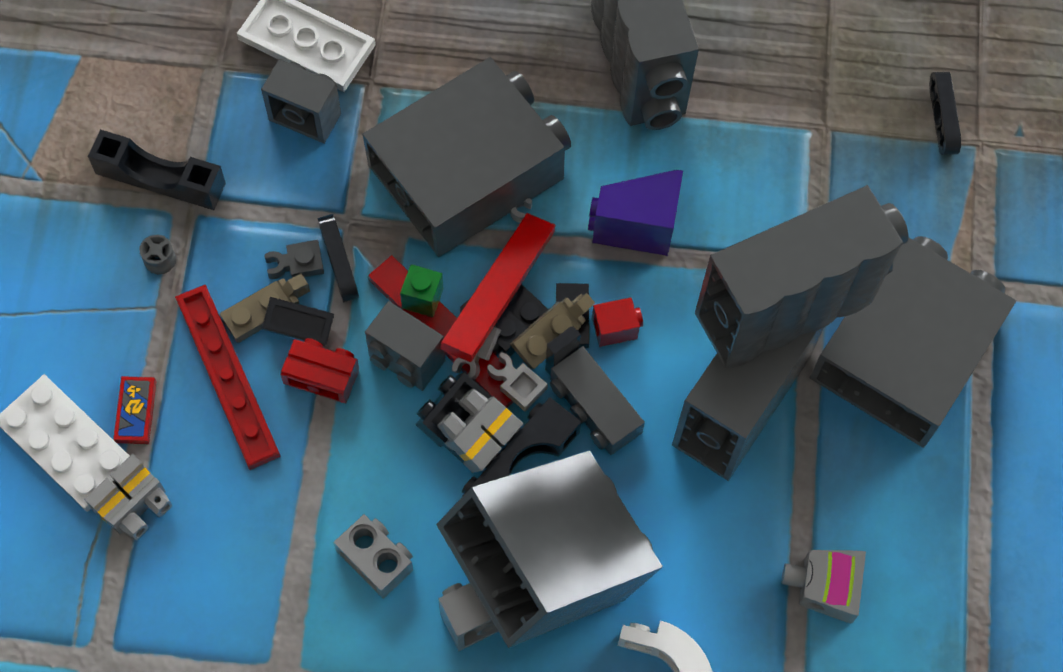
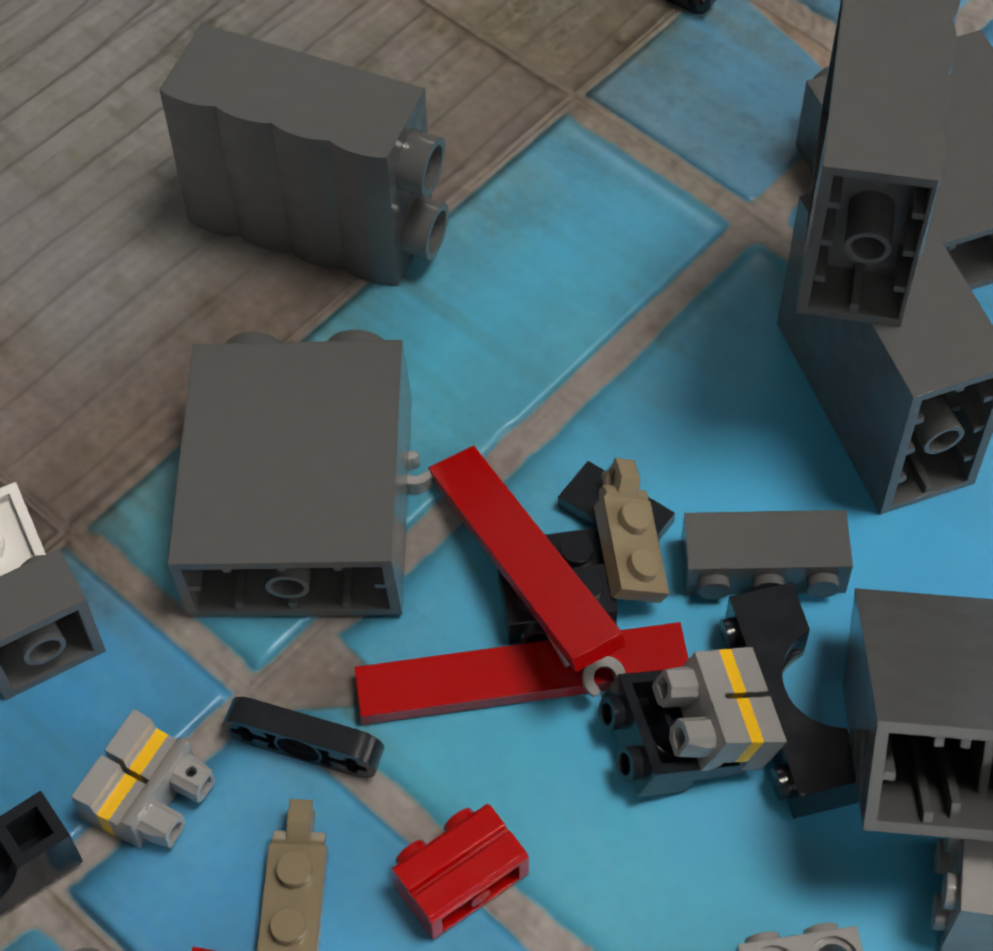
camera: 50 degrees left, 10 degrees down
(251, 208) = (138, 782): none -> light grey hips
(297, 321) = (357, 852): black tile -> none
(300, 259) = (258, 793): dark grey plate -> none
(404, 346) = (519, 726): dark grey brick -> none
(421, 290) = (451, 653): green brick -> none
(519, 384) = (680, 621): light grey plate -> none
(562, 347) = (675, 538): black tile -> none
(616, 321) = (670, 461): red brick -> none
(637, 213) = (549, 335): dark purple slope -> none

